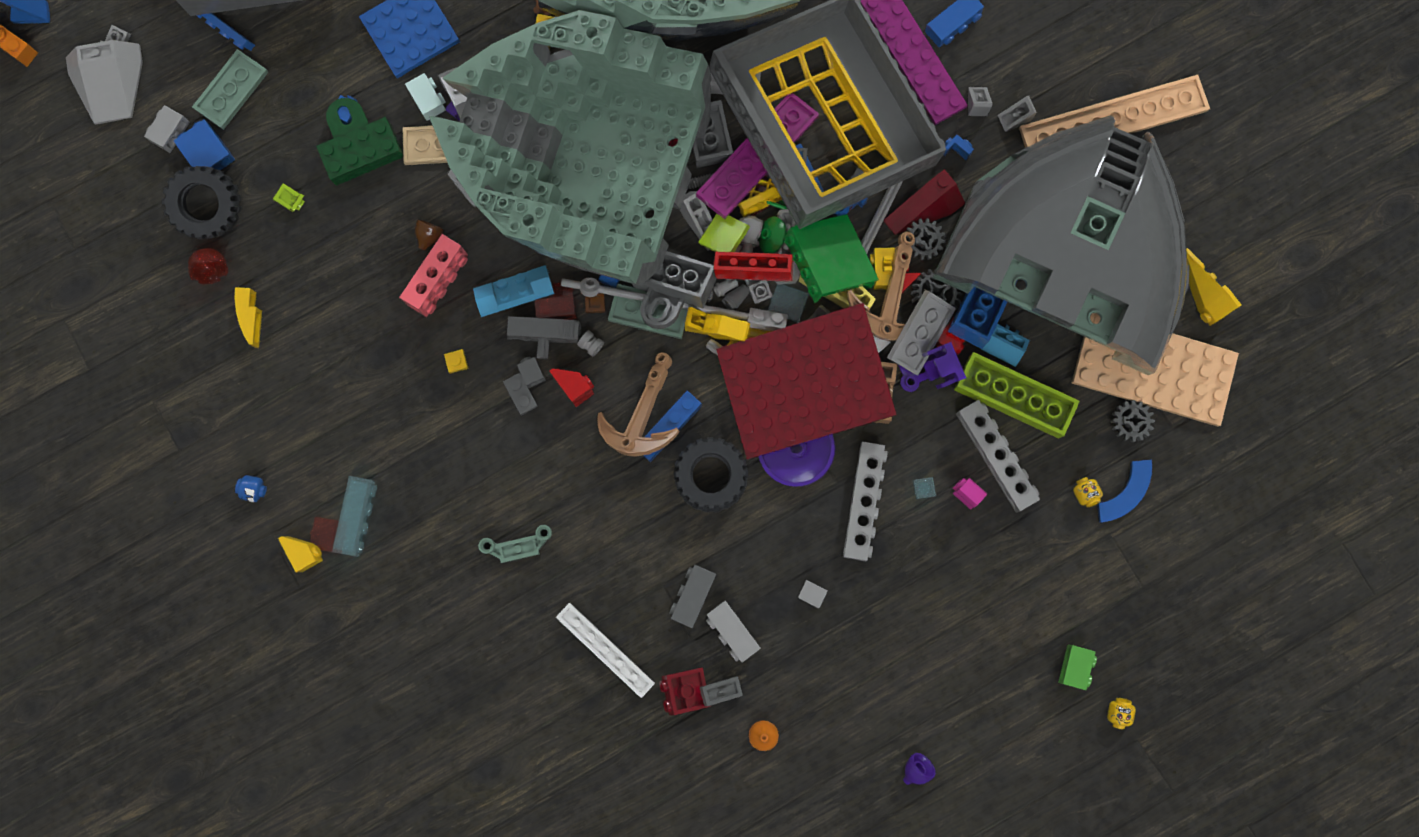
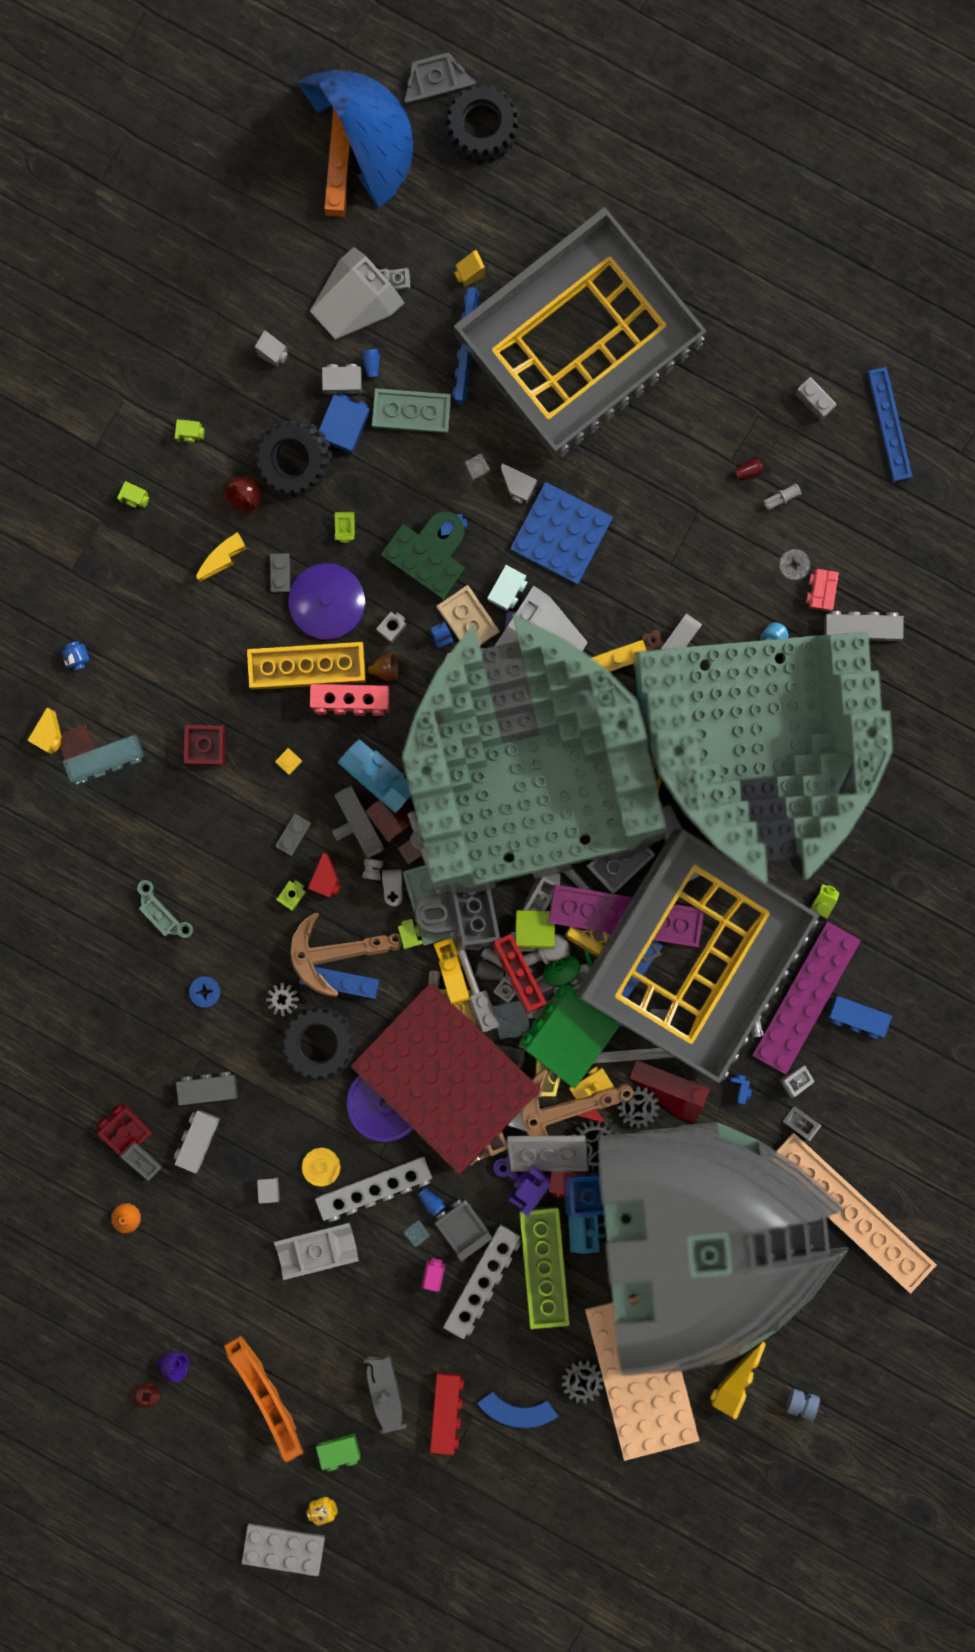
camera: 55 degrees right, 5 degrees up
(102, 171) = (271, 349): none -> light grey slope
(125, 280) = (188, 431): none -> lime brick
(148, 358) = (133, 495): none -> lime brick
(169, 98) = (371, 362): none -> blue cone
(294, 275) = (280, 573): none -> dark grey plate
(310, 63) = (477, 466): none -> clear plate
(342, 251) = (326, 601): none -> dark purple dish
(345, 38) = (518, 484): none -> light grey slope
(380, 299) = (306, 665): none -> yellow brick
(396, 422) = (204, 745): none -> dark red brick
(402, 214) = (385, 632): none -> light grey brick
(429, 171) = (441, 635): none -> blue leg
(531, 372) = (317, 832): dark grey brick -> none
(570, 431) = (290, 902): none -> lime brick
(599, 552) = (198, 985): none -> blue gear
(605, 650) = (118, 1042): white plate -> none
(614, 333) = (392, 883): none -> light grey piece
(649, 489) = (289, 1000): none -> light grey gear
(664, 344) = (409, 934): none -> lime brick
(818, 537) = (321, 1167): none -> yellow tile
(889, 583) = (317, 1251): none -> light grey piece
(906, 459) = (431, 1202): none -> blue cone
(937, 815) = (148, 1388): none -> clear red piece
(943, 446) = (463, 1229): none -> dark grey panel
(995, 702) = (266, 1396): none -> orange arch
(1048, 596) = (385, 1393): none -> dark grey piece
(1088, 492) = (496, 1377): yellow head -> none
(1095, 554) = (445, 1413): none -> red brick
(1136, 768) = (283, 1549): none -> light grey plate
(1253, 250) = (802, 1404): none -> sand blue wheel

